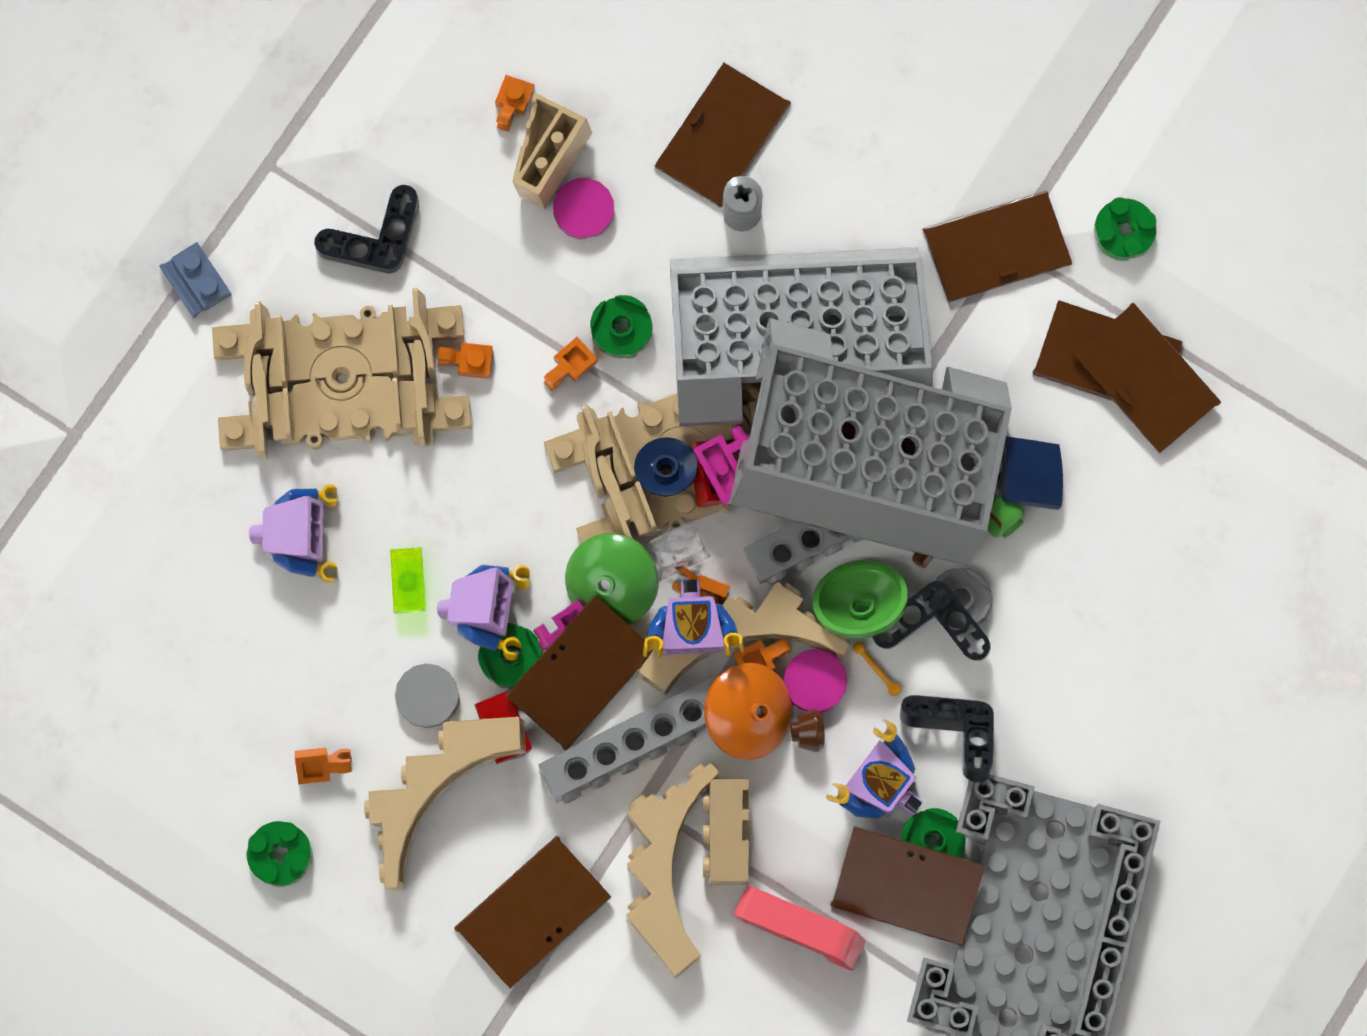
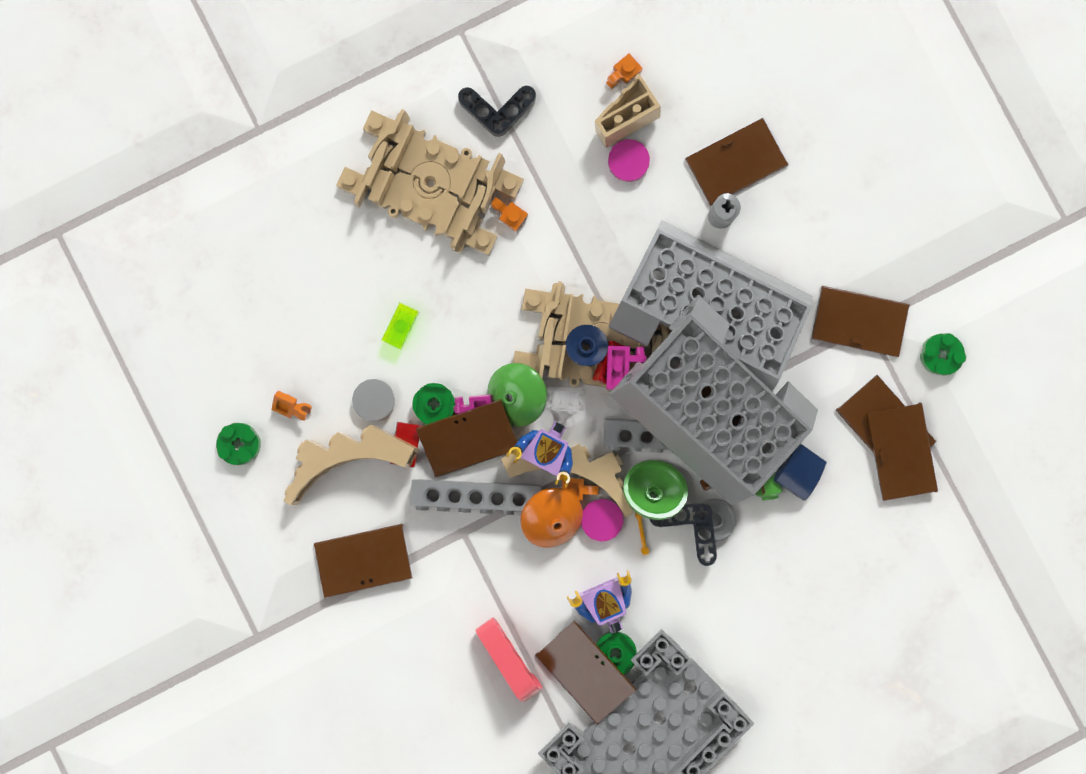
camera: 30 degrees right, 10 degrees up
(195, 280) = (378, 76): sand blue plate -> none
(295, 531) = (350, 259): lavender torso -> none
(482, 605) = (432, 366): lavender torso -> none
(572, 361) = (569, 249): orange plate -> none
(613, 311) = (611, 233): green plate -> none
(660, 824) = (431, 605): tan arch -> none
(708, 586) = (570, 432): orange plate -> none
(727, 832) = (498, 581): tan wedge -> none
(809, 731) = (580, 548): reddish brown cone -> none
(968, 725) = (676, 600): black beam -> none

